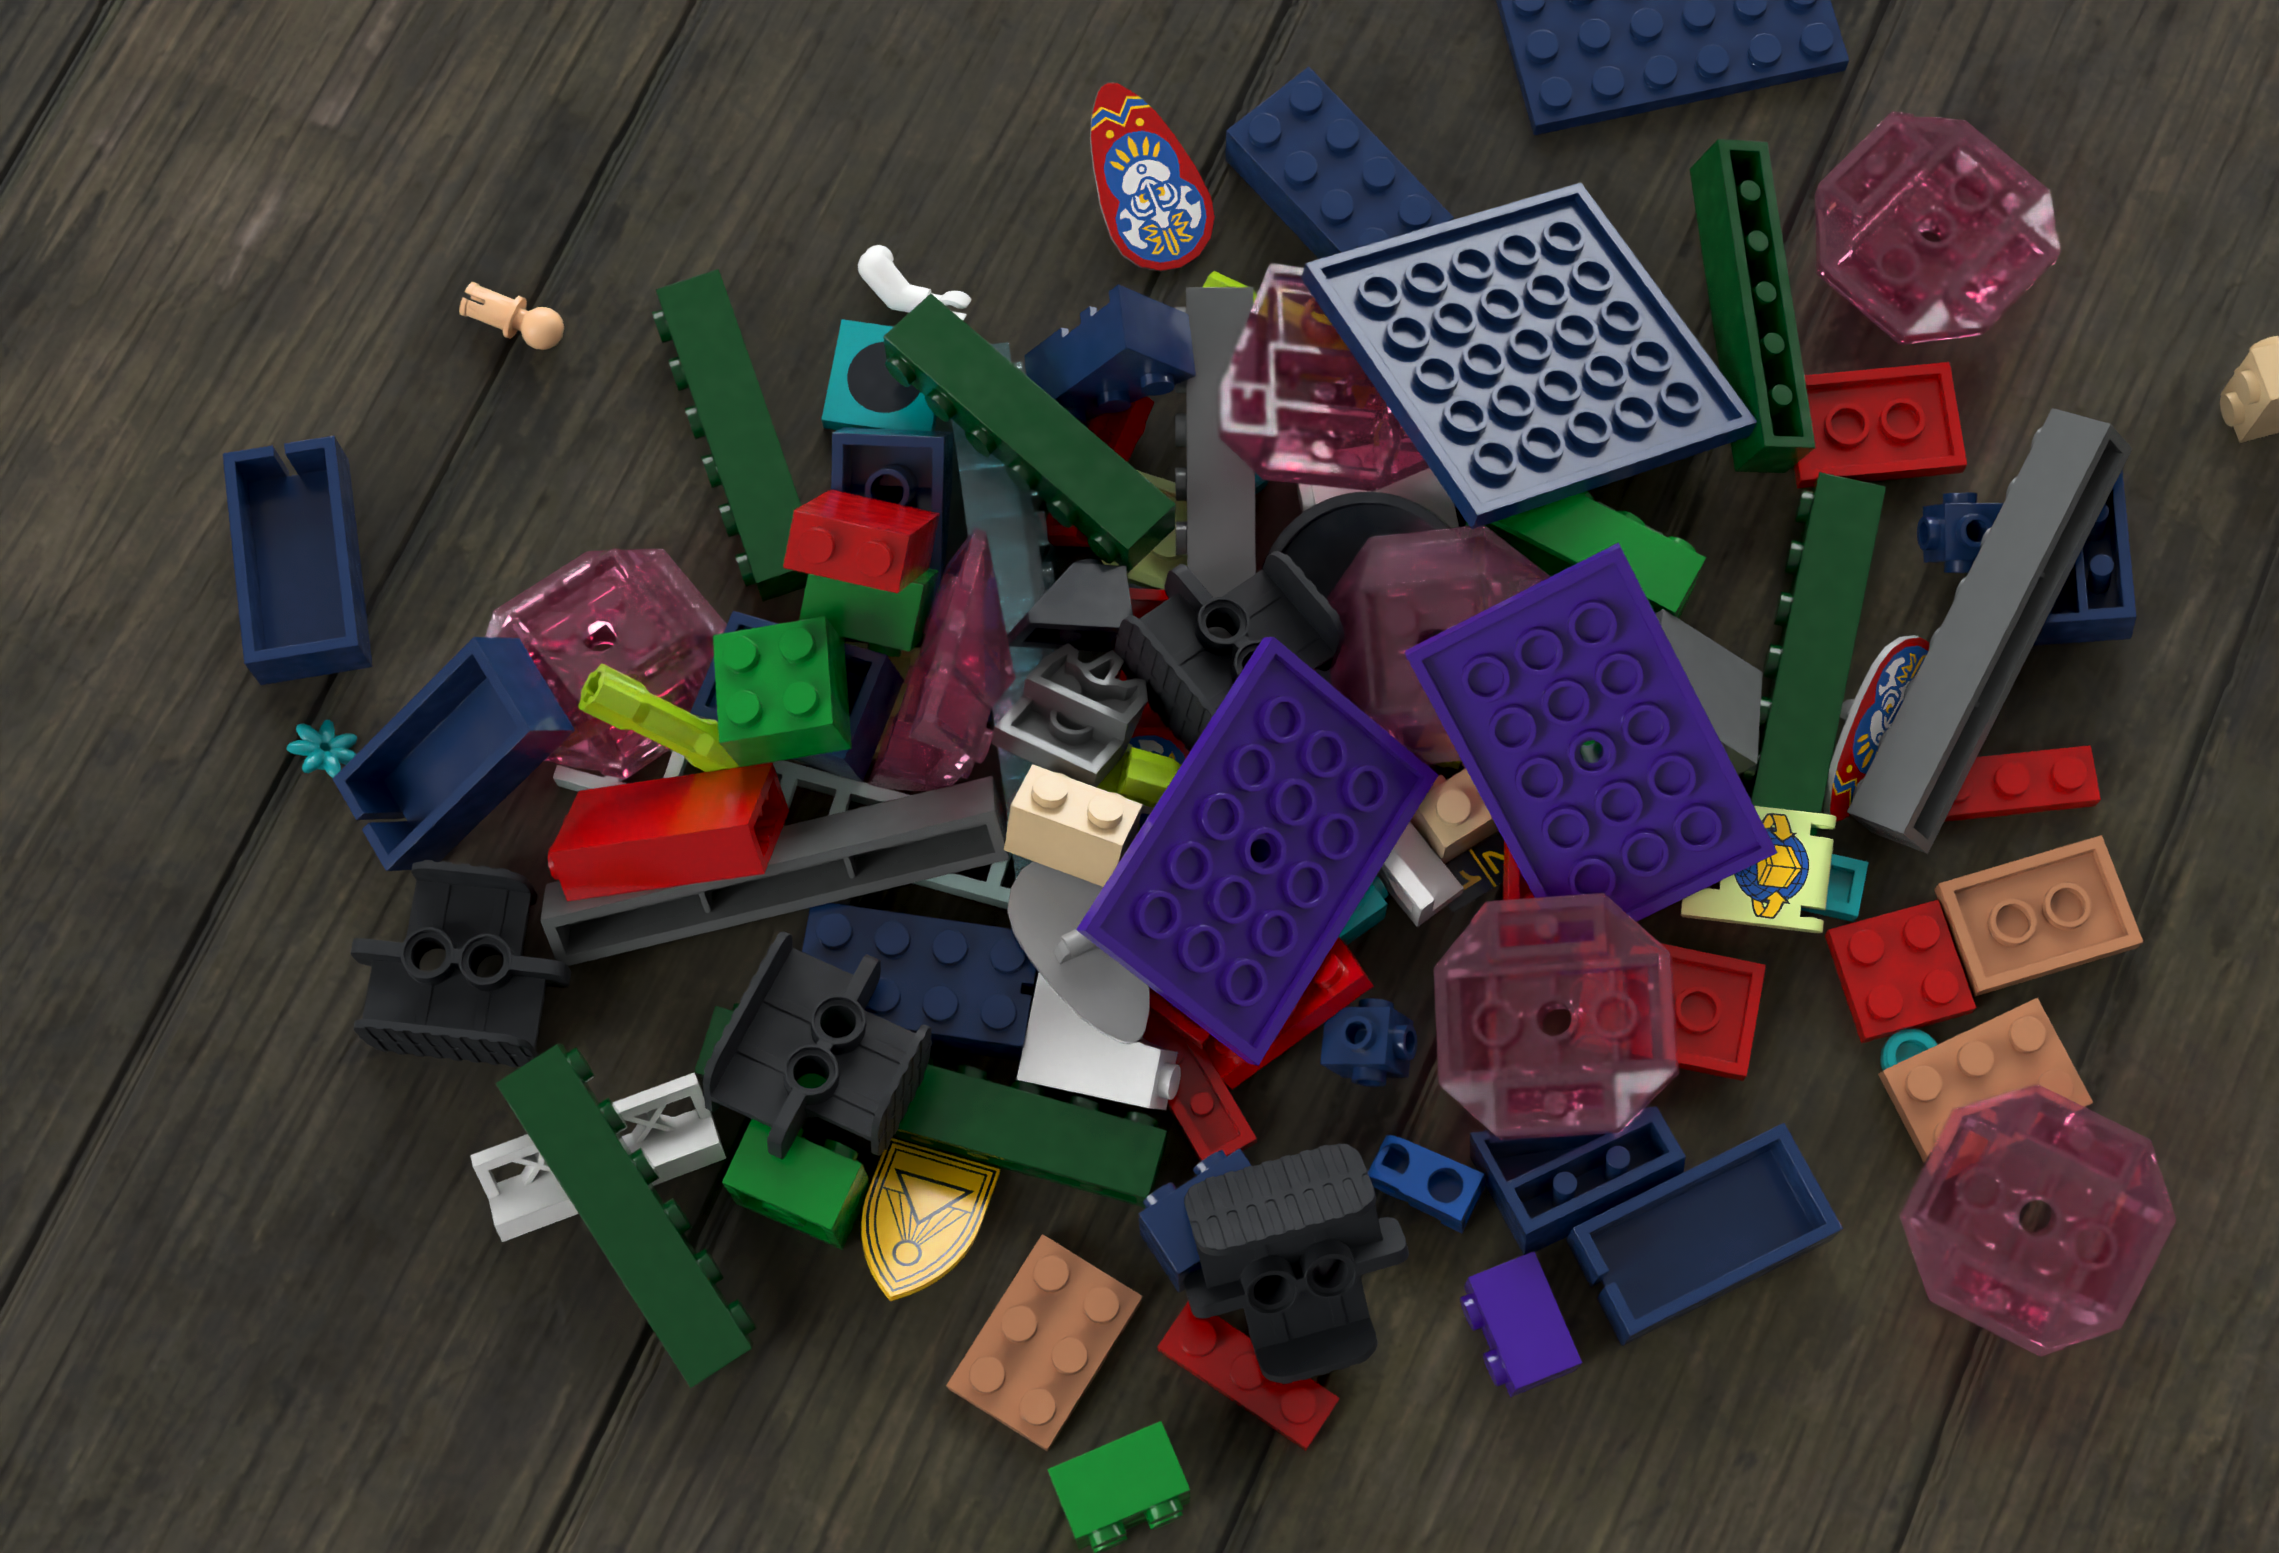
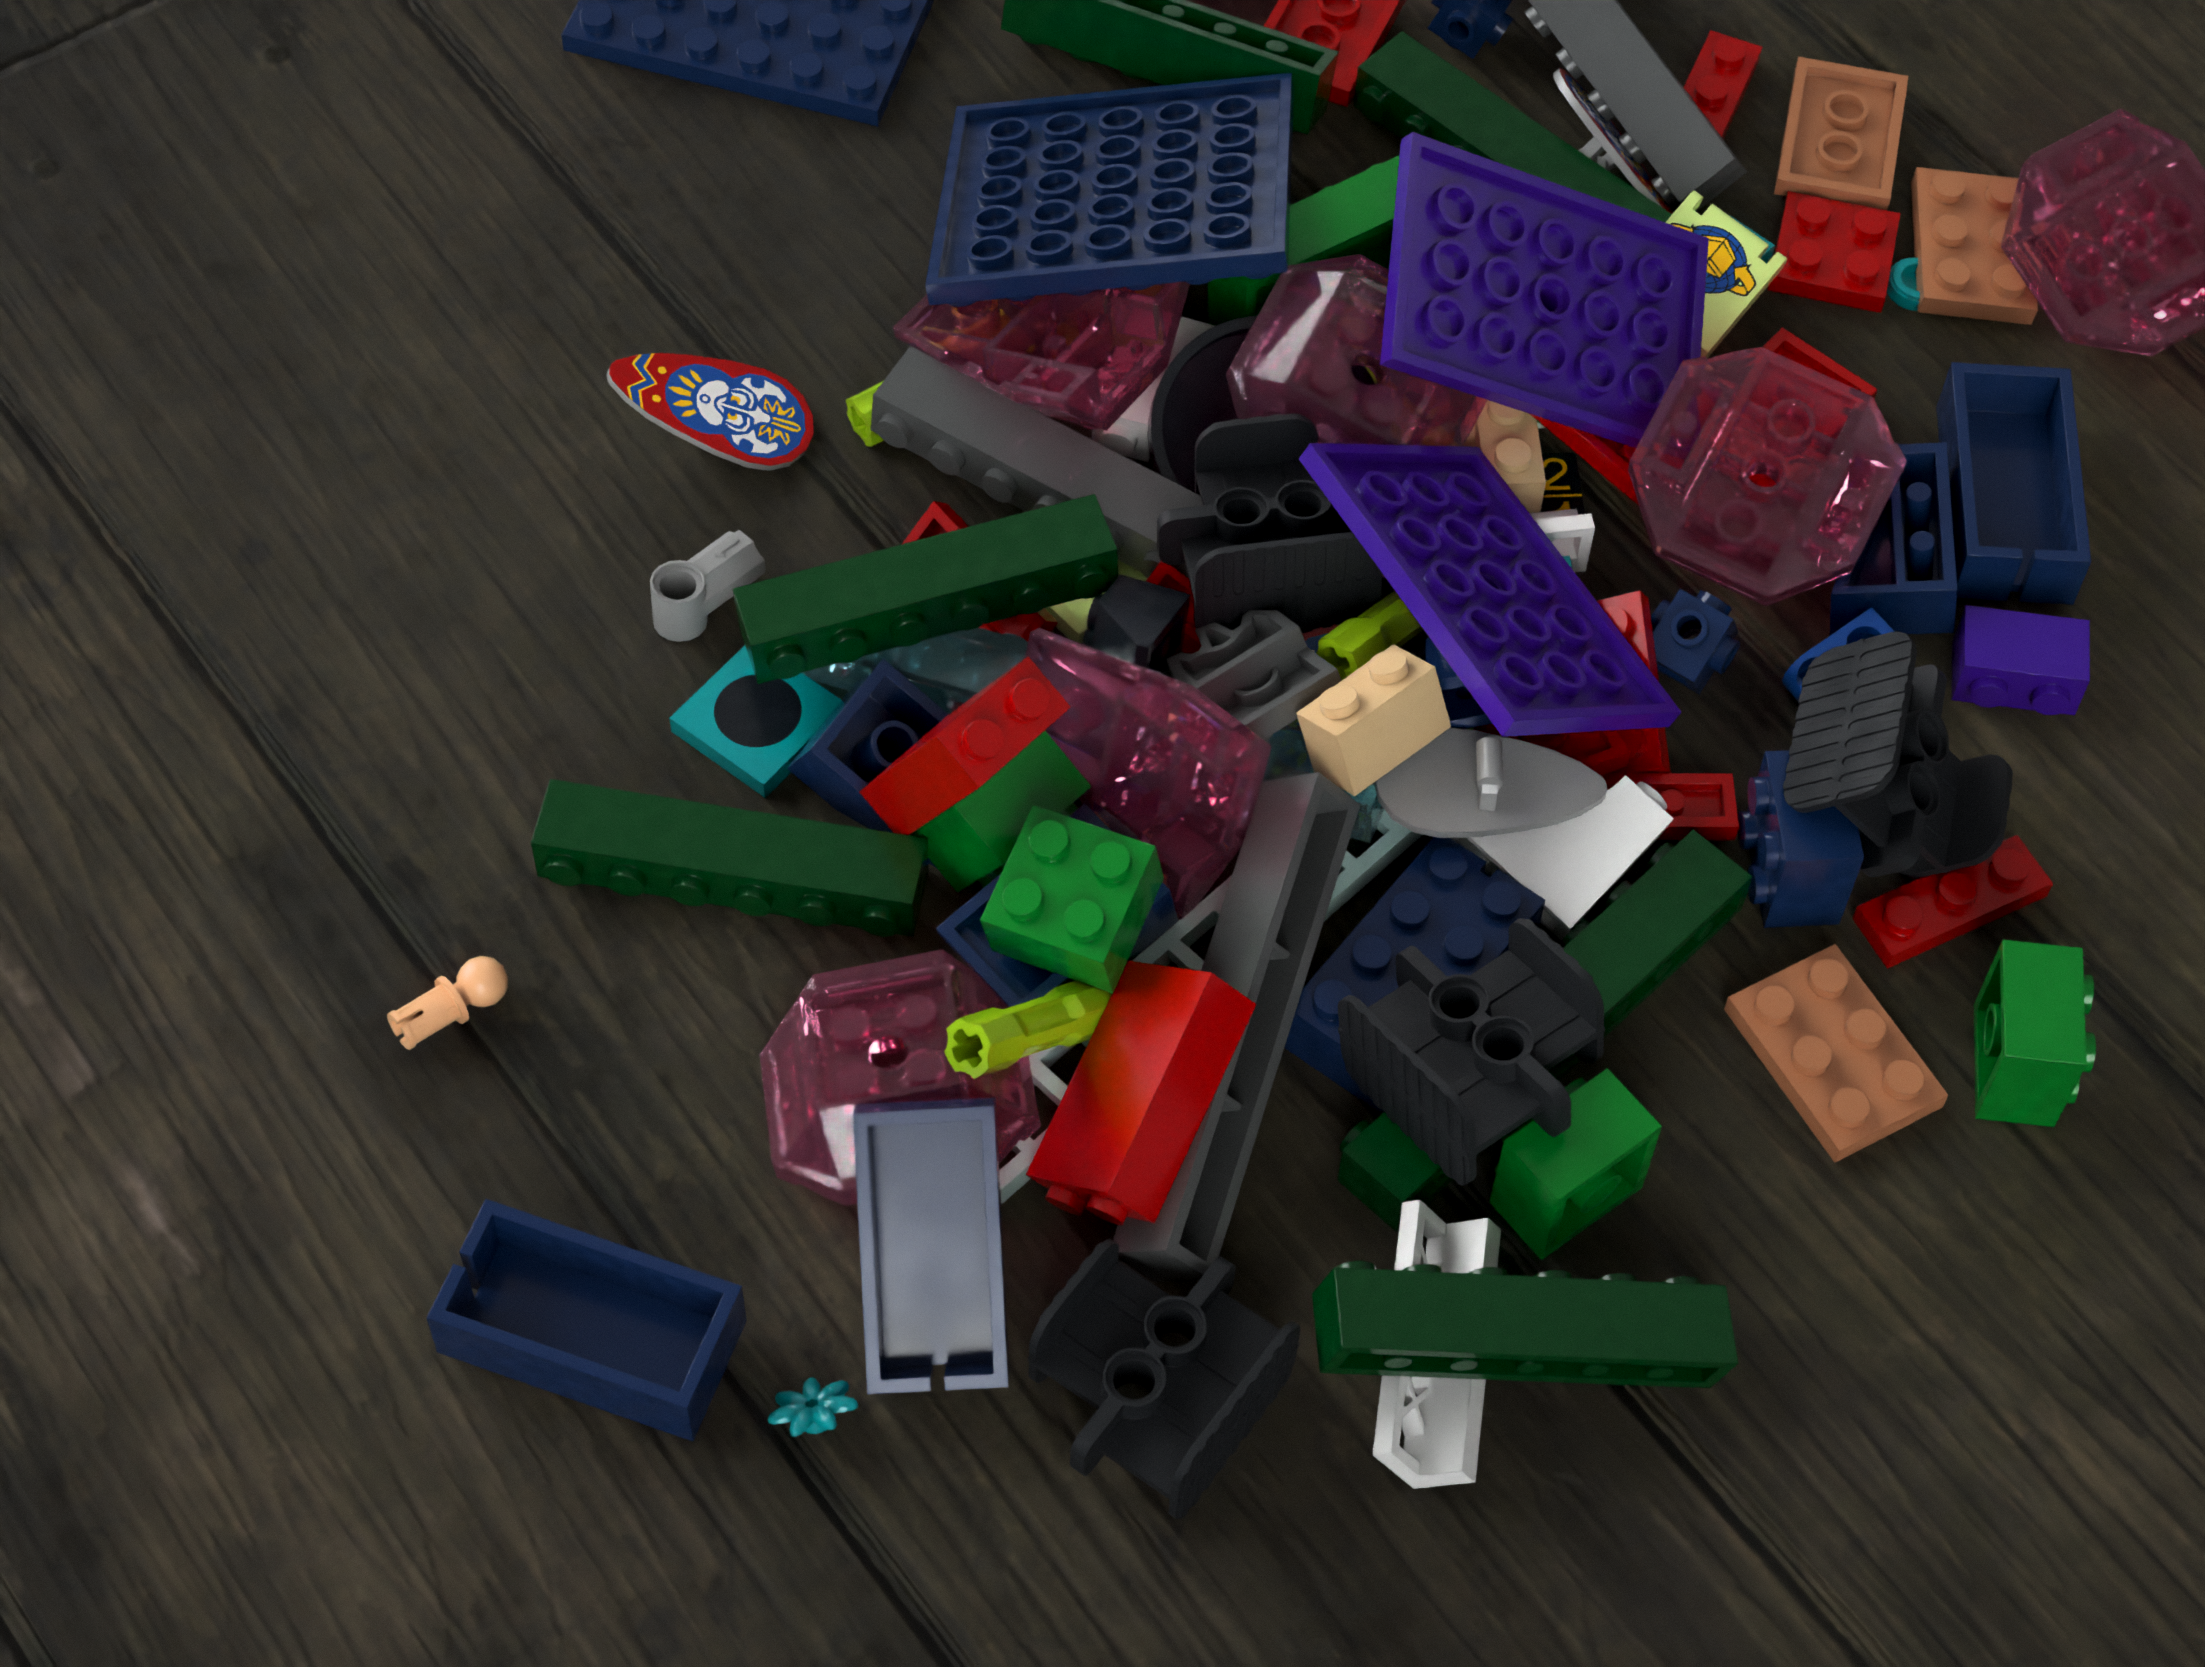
camera: 65 degrees left, 15 degrees down
(894, 290) = (674, 662): white arm -> none
(922, 1215) = (1673, 1079): yellow shield -> none
(981, 270) = (692, 589): none -> light grey piece
(1114, 356) = (900, 480): dark blue wedge -> none
(1327, 171) = (822, 269): dark blue brick -> none

